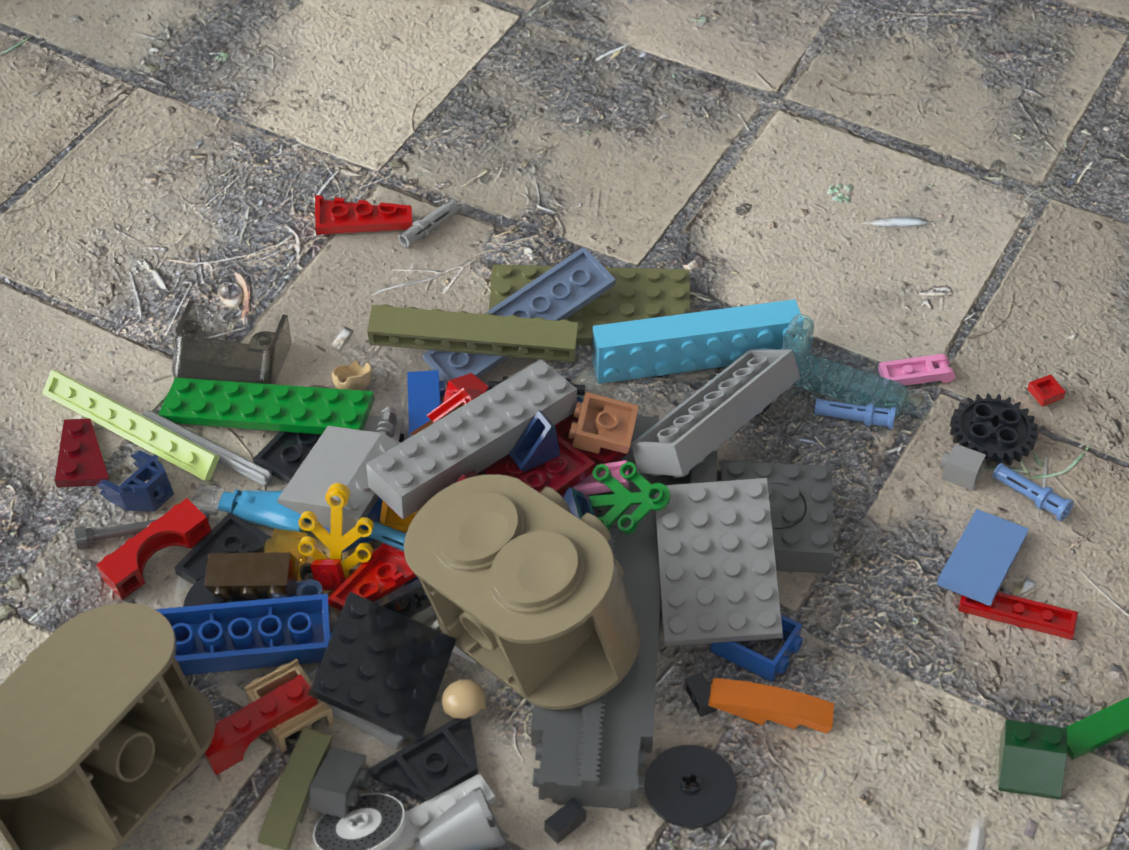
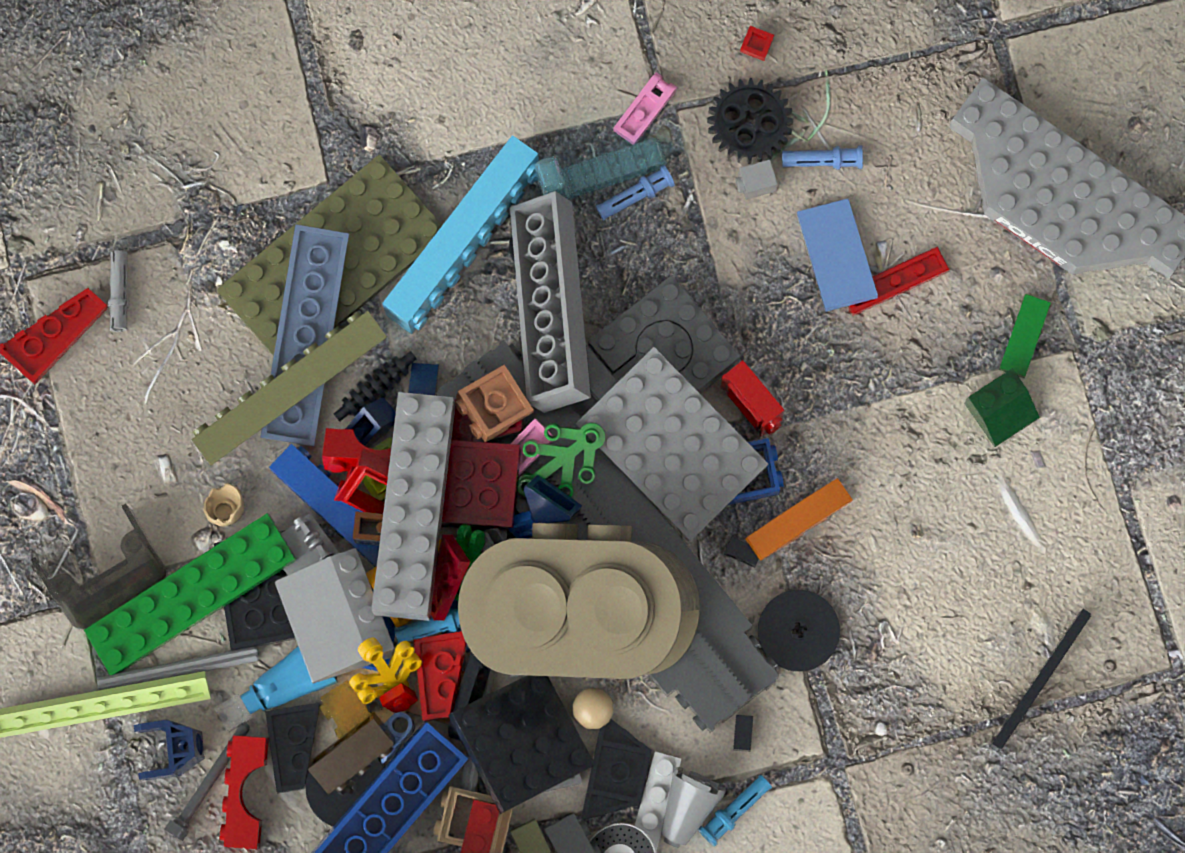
camera: 40 degrees left, 30 degrees up
(79, 456) = (88, 763): dark red wing -> none
(536, 443) = (463, 472): dark blue slope -> none
(815, 589) = (752, 399): none -> red window

